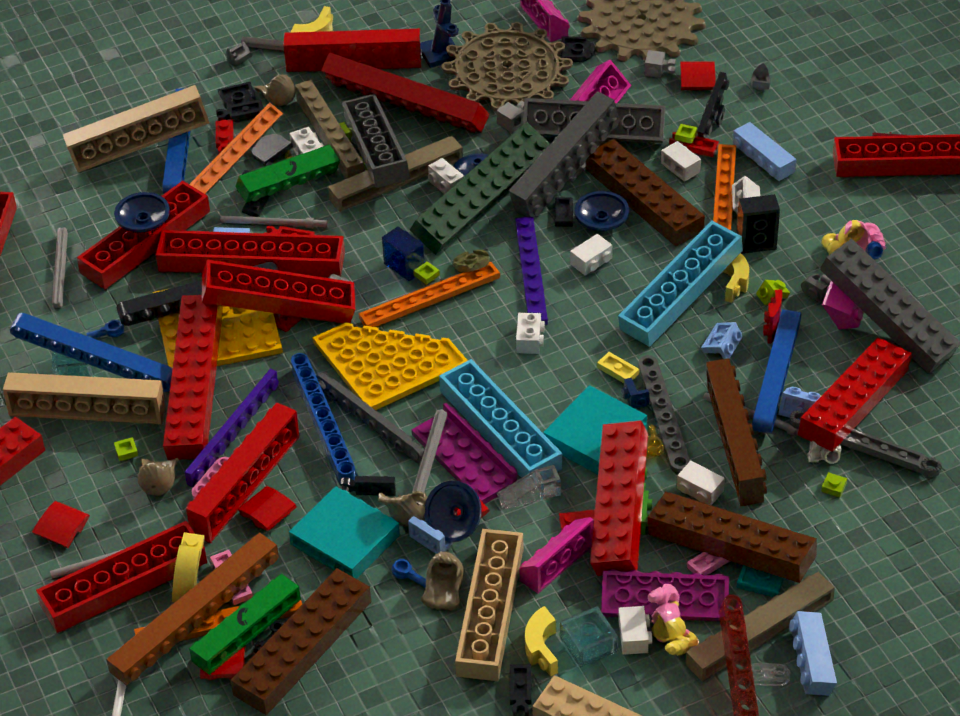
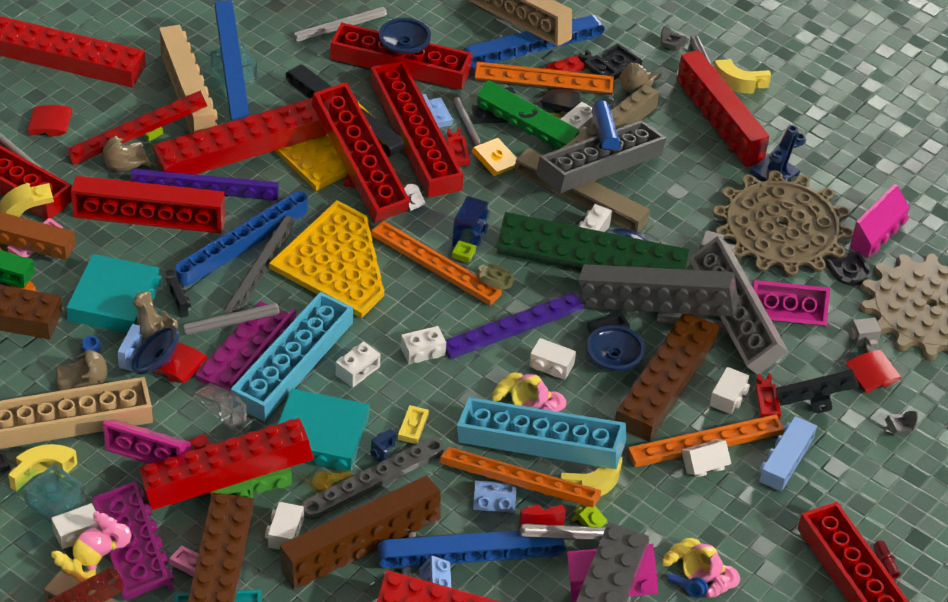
camera: 60 degrees right, 0 degrees up
(112, 328) = (281, 79): blue plate -> none
(131, 451) = (138, 126): none -> red plate
(267, 508) = (121, 236): red slope -> none
(321, 213) = (495, 156): none -> yellow plate
(347, 120) = (605, 126): none -> blue brick
(405, 92) = (685, 161): red brick -> none
(529, 383) = (357, 364): none -> white brick
(621, 282) = (528, 392): none -> hair
(686, 133) = (767, 380): lime plate -> none
(716, 315) = (521, 477): none -> orange plate
(758, 223) = (660, 469): black brick -> none
(791, 303) = (560, 531): none -> light grey axle

